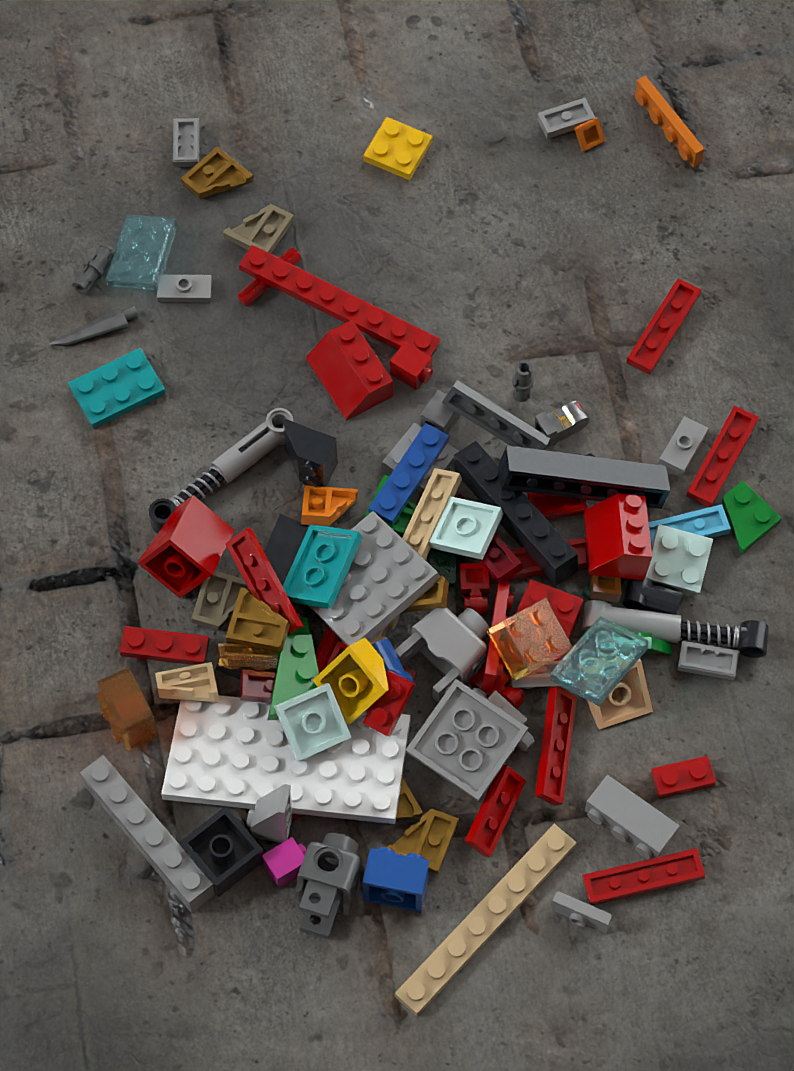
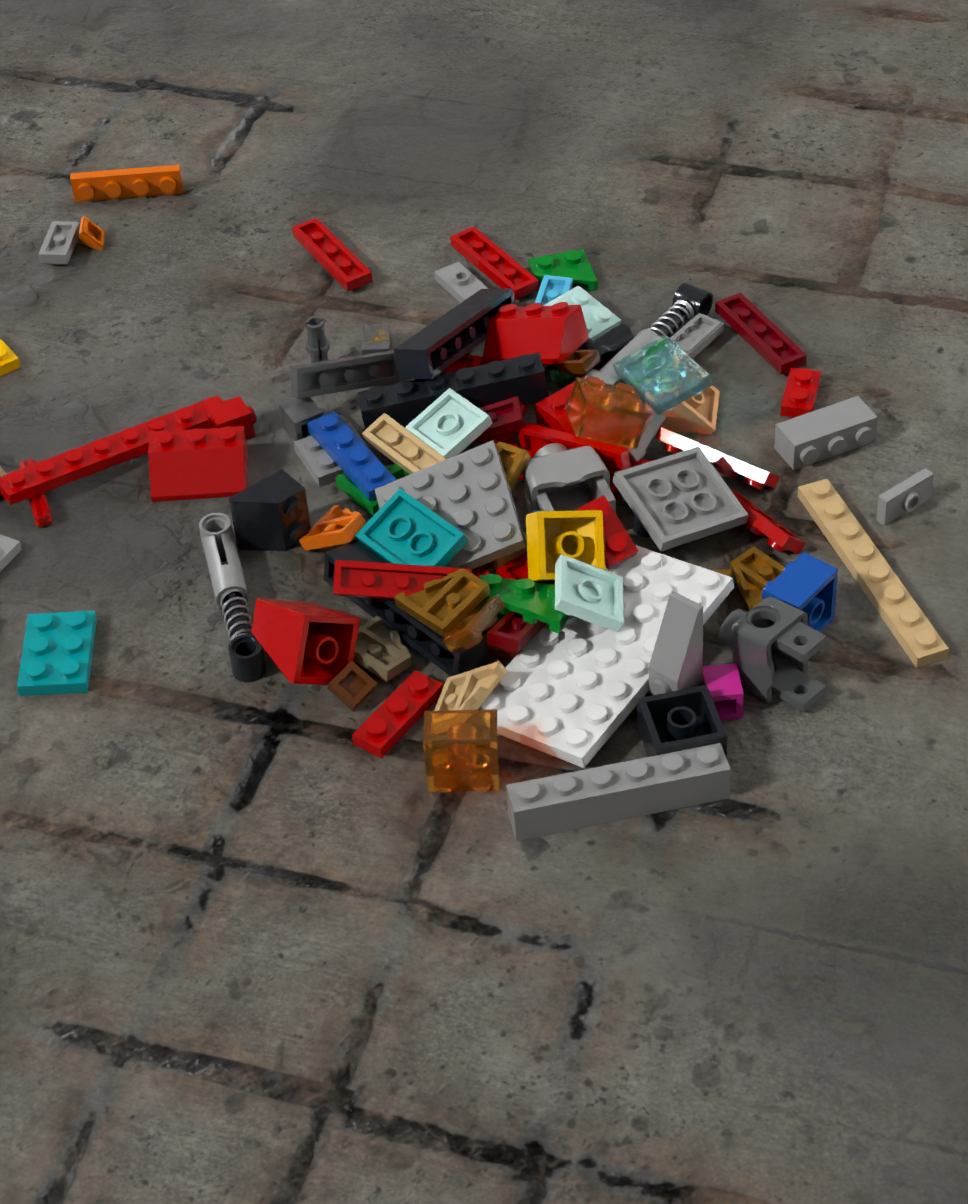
camera: 60 degrees left, 20 degrees down
(170, 601) = (352, 686): none -> reddish brown plate
(643, 877) = (890, 446): red plate -> none
(742, 712) = (760, 333): none -> dark red plate

